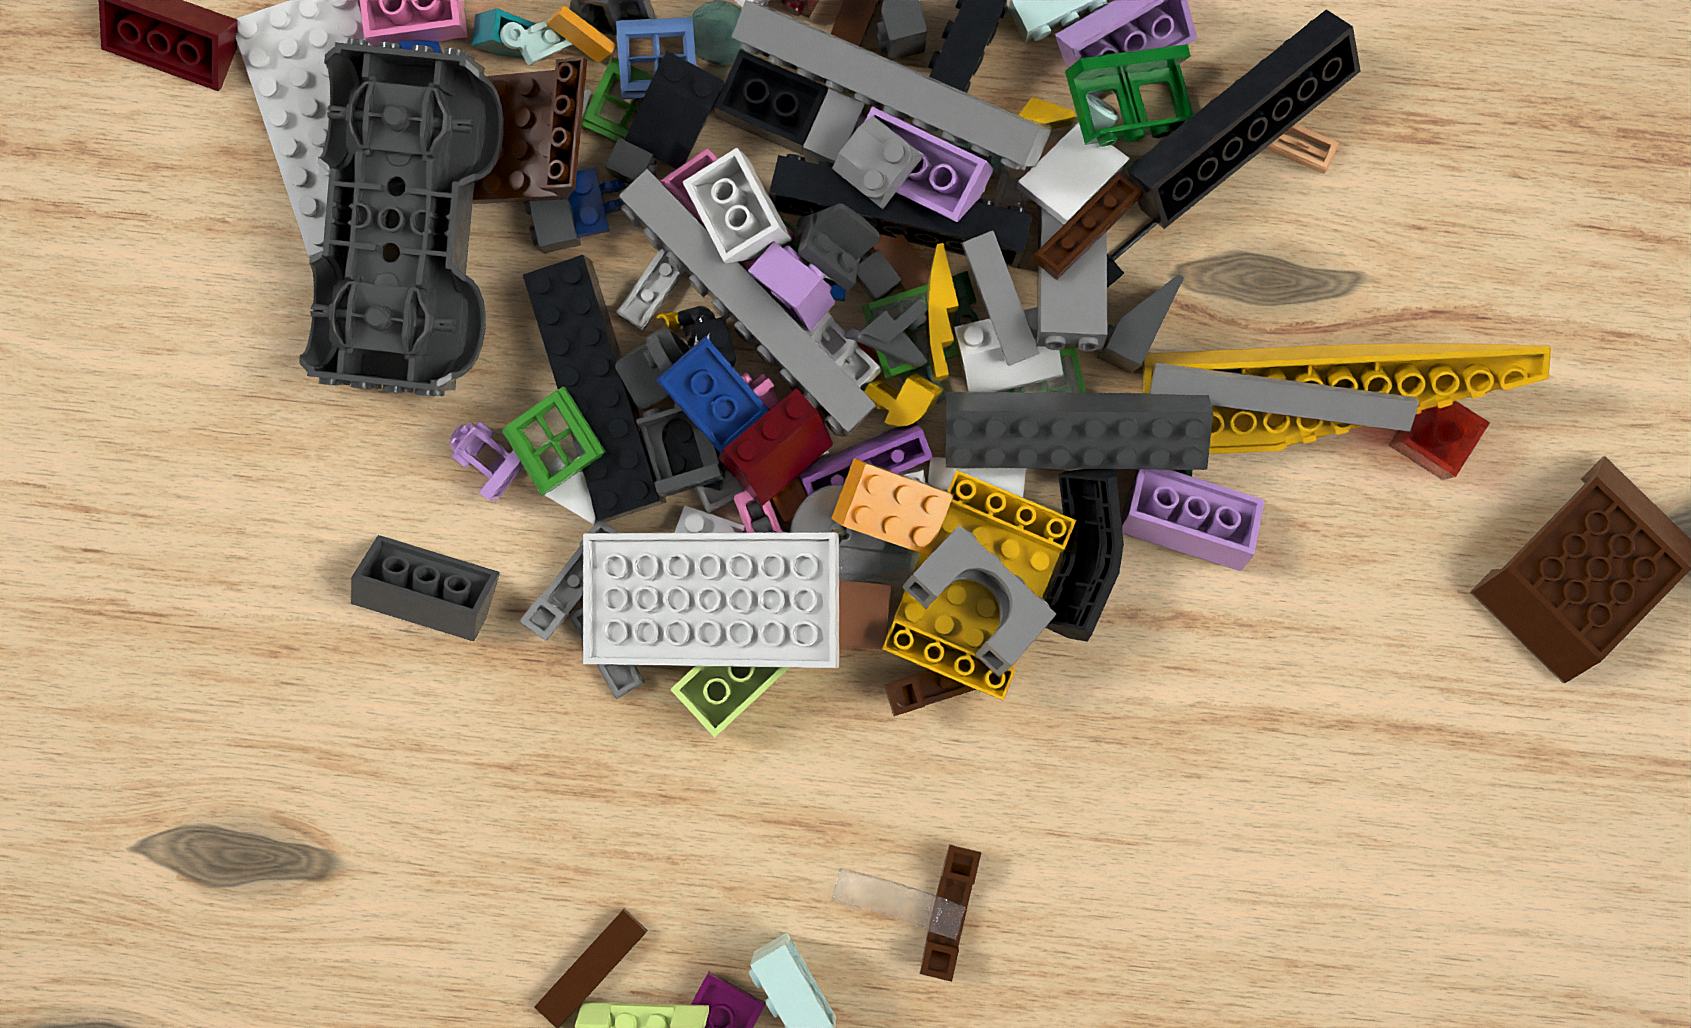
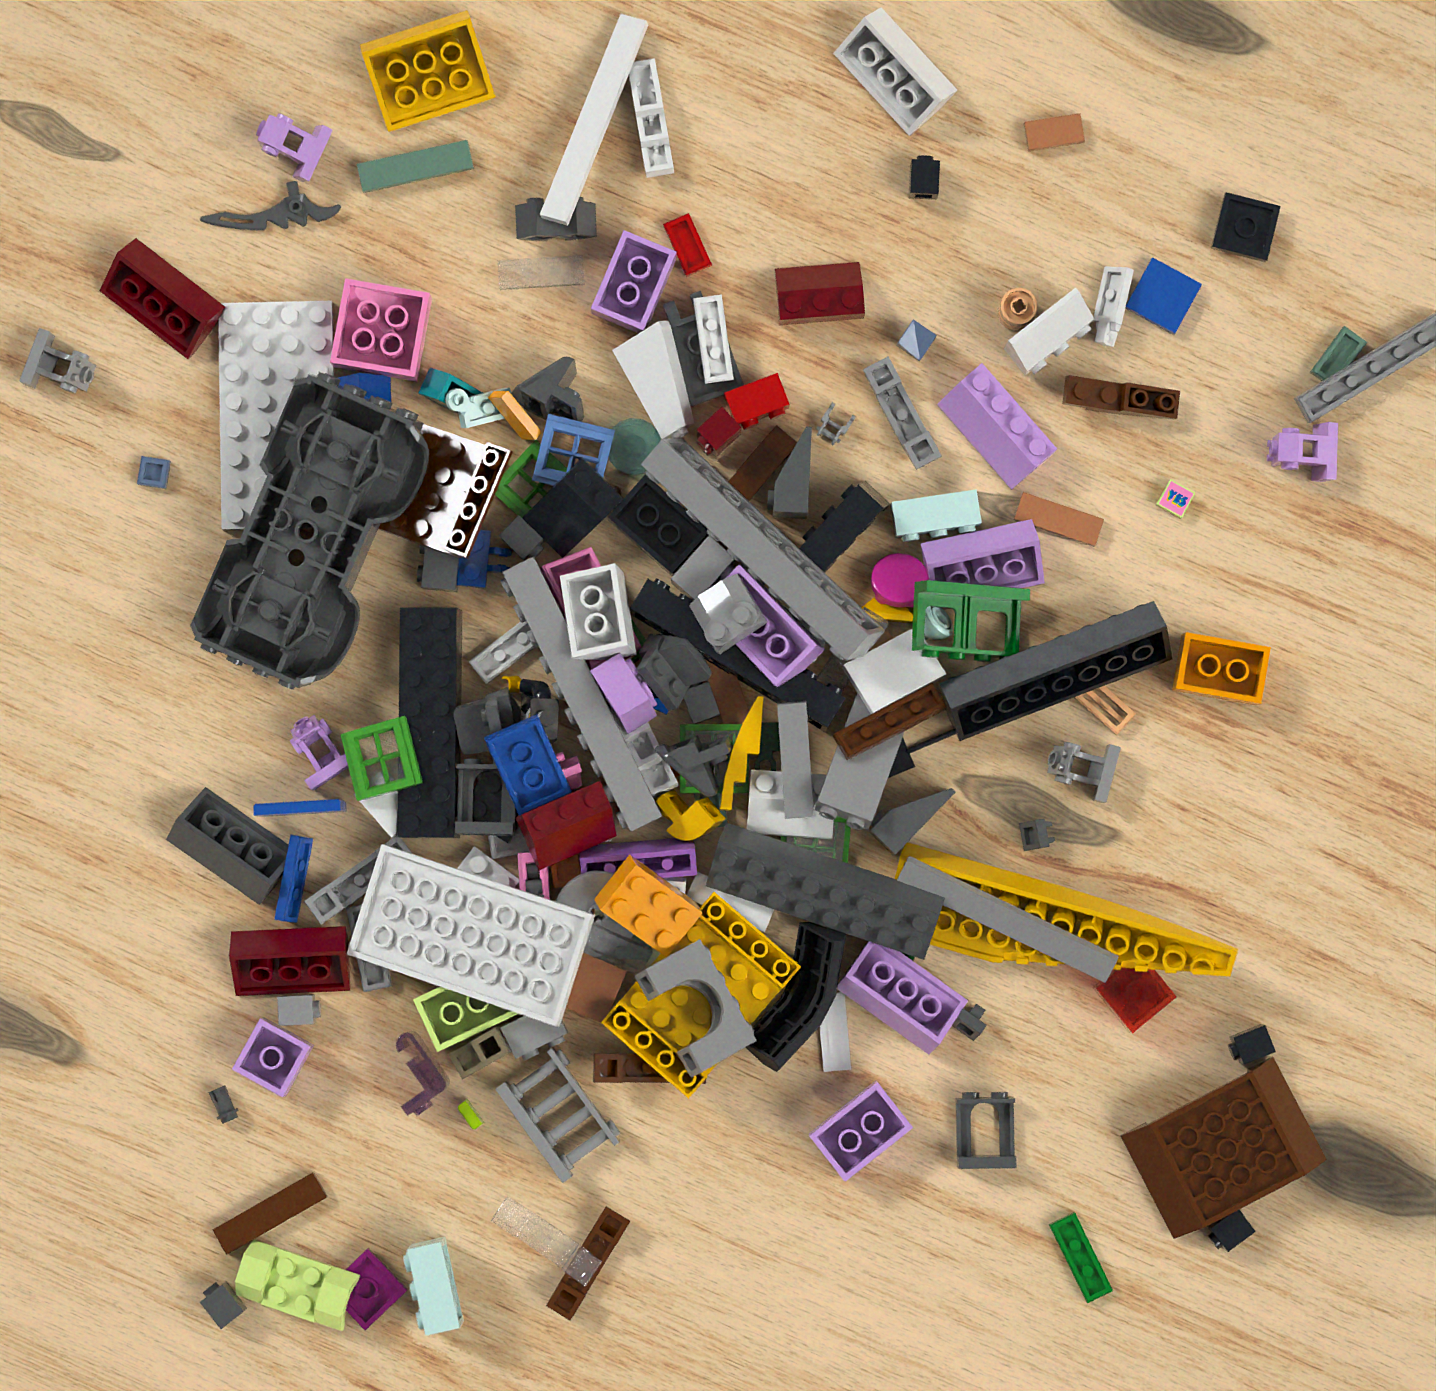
camera: 15 degrees right, 0 degrees up
(63, 139) = (44, 359): none -> light grey tile
(218, 220) = (153, 472): none -> sand blue tile
(482, 523) = (299, 807): none -> blue tile
(502, 601) = (293, 879): none -> blue tile
(503, 868) = (223, 1104): none -> dark grey pin
(525, 691) = (290, 961): none -> dark red slope
(539, 800) = (273, 1057): none -> lavender brick
(551, 740) = (298, 1010): none -> light grey brick
(711, 763) = (427, 1072): none -> clear purple piece
(761, 723) = (479, 1052): none -> dark tan brick
(772, 793) = (470, 1114): none -> lime tile
(807, 687) = (529, 1034): none -> light grey piece
(863, 794) = (547, 1140): none -> light grey fence
(1042, 81) = (895, 579): none -> dark pink tile
(1134, 587) = (835, 1037): none -> white sticker
(1196, 675) = (860, 1131): none -> lavender brick
(1274, 523) = (970, 1023): none -> dark grey tile
(1276, 302) = (1035, 834): none -> dark grey tile
(1322, 215) = (1099, 772): none -> light grey tile
(1339, 602) = (1005, 1109): none -> dark grey panel
(1416, 63) = (1221, 668): none -> light orange brick
(1471, 735) = (1080, 1257): none -> green tile
(1579, 450) = (1251, 1044): none -> black brick
(1626, 657) = (1230, 1231): none -> black brick

